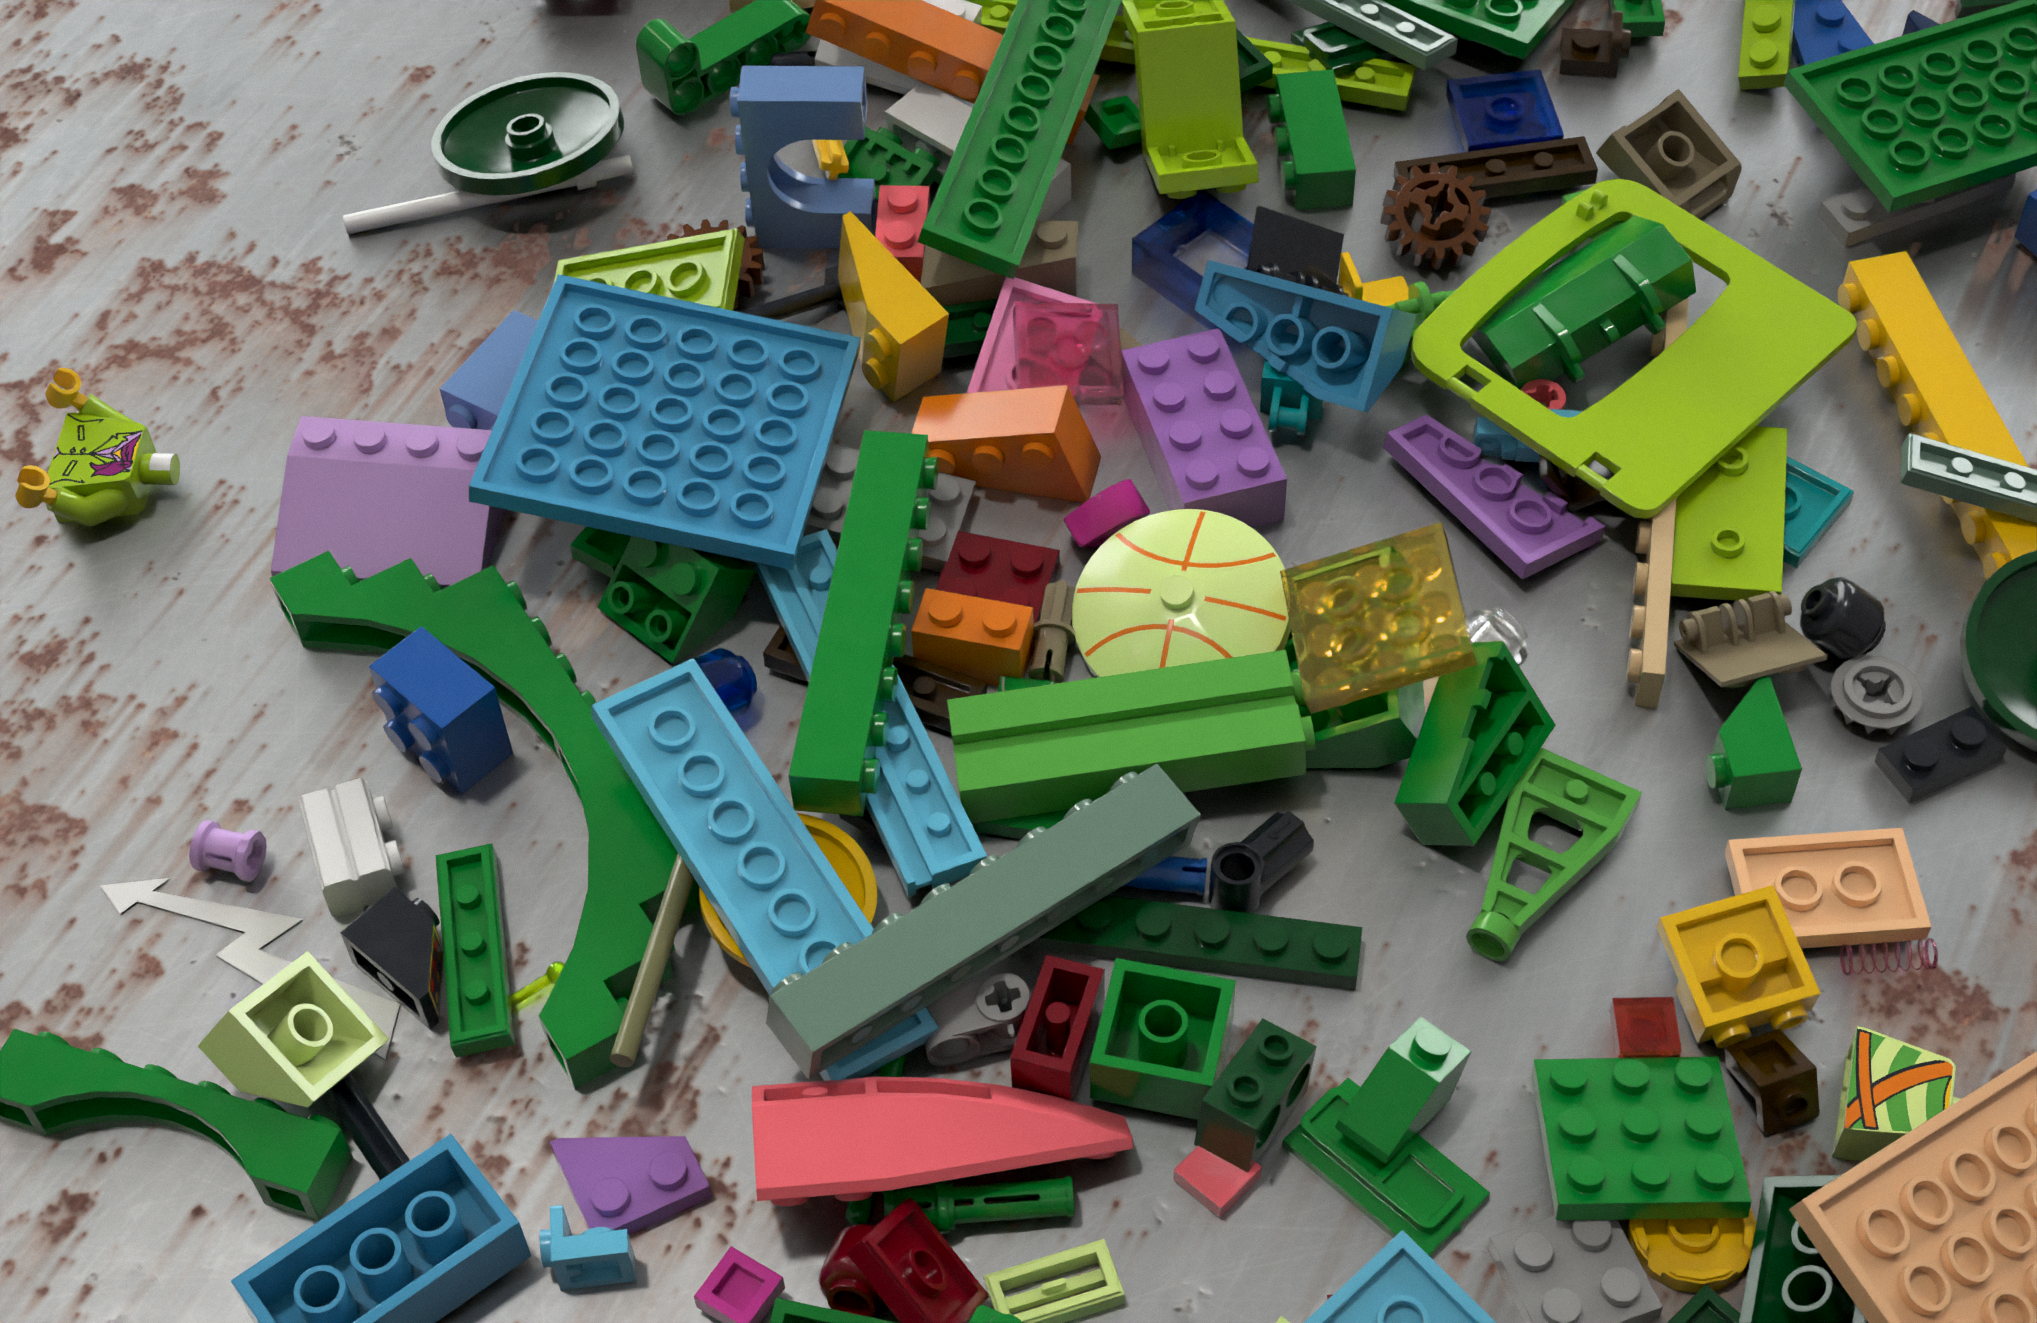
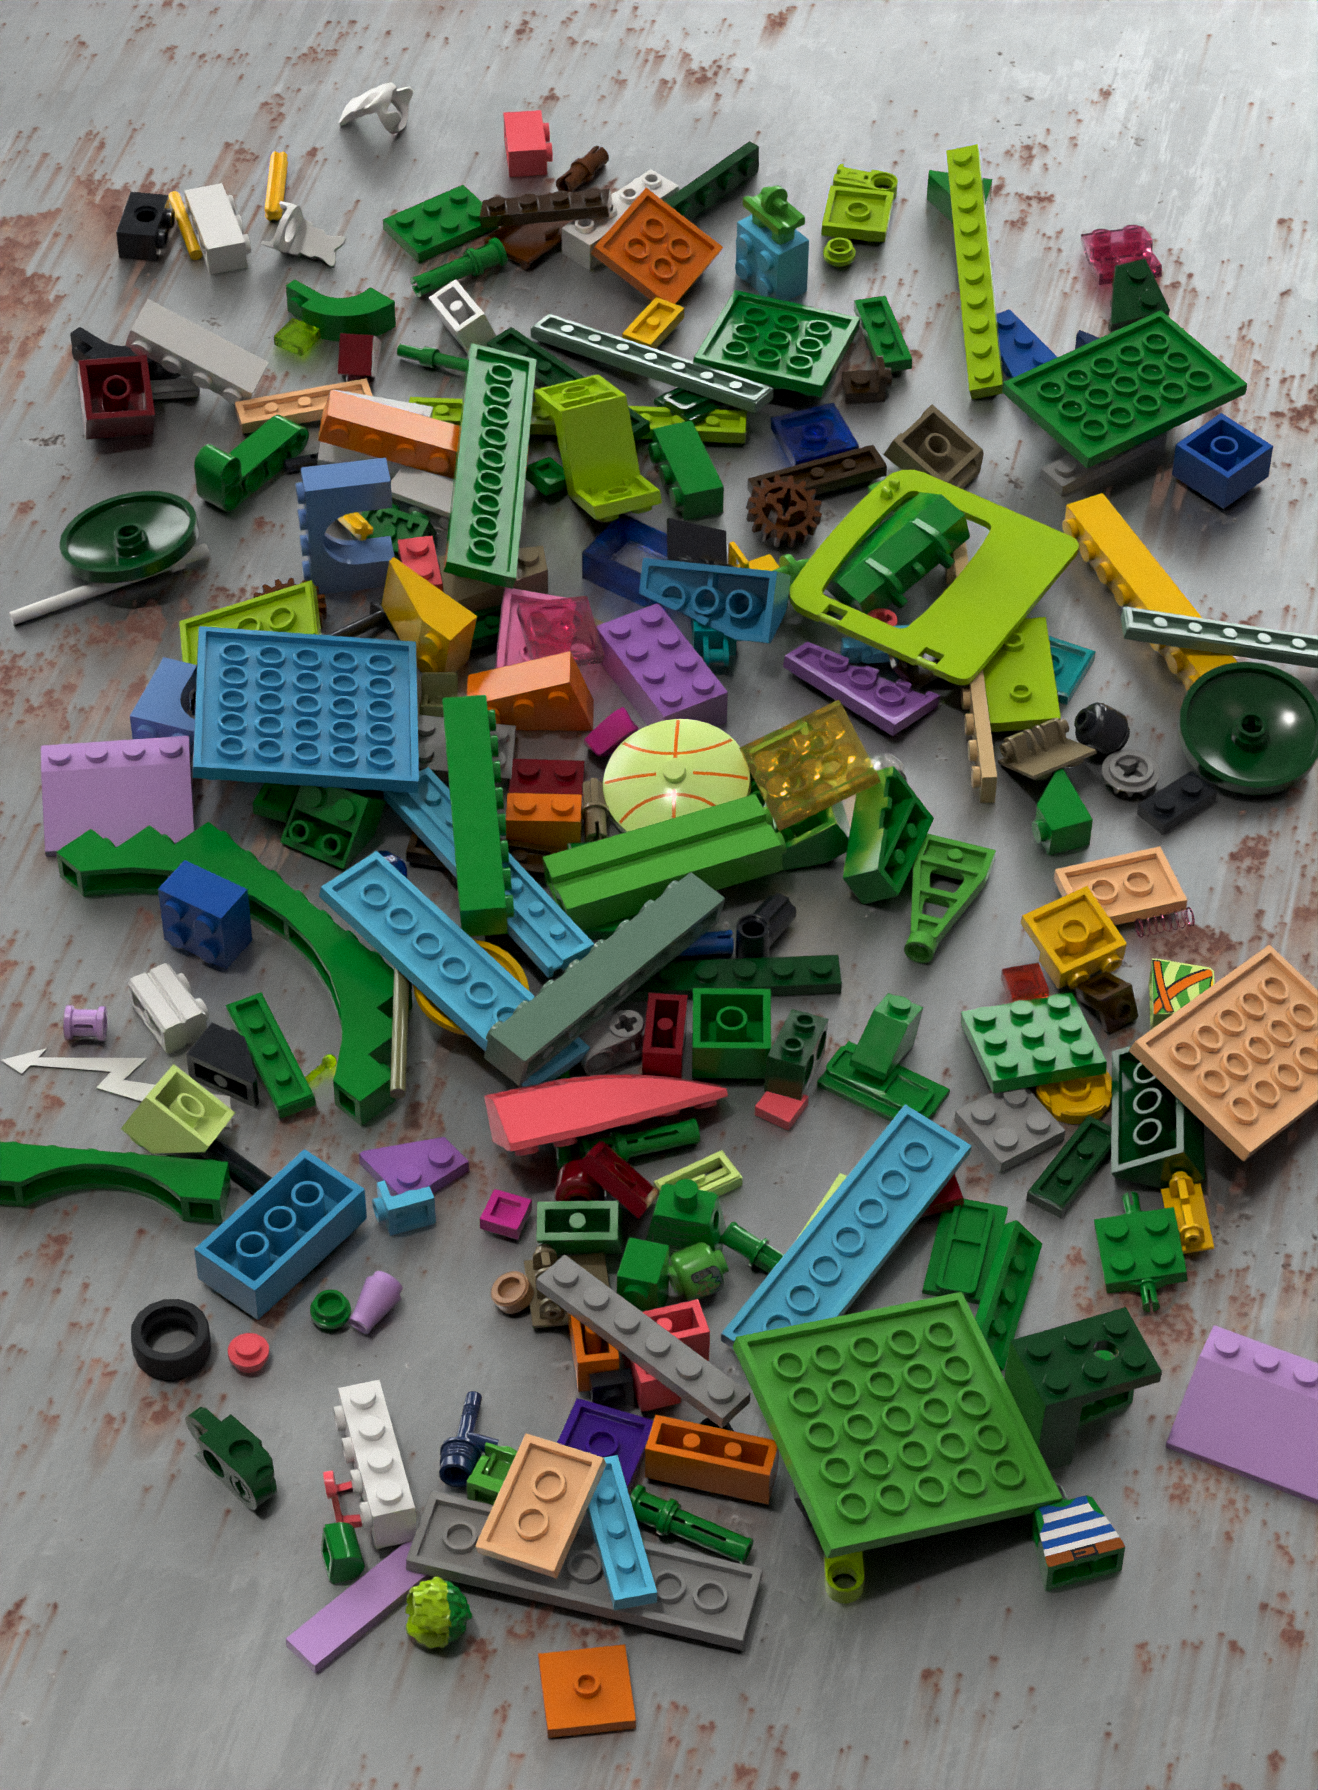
camera: 15 degrees left, 5 degrees down
(878, 410) = (434, 688): none -> olive bracket

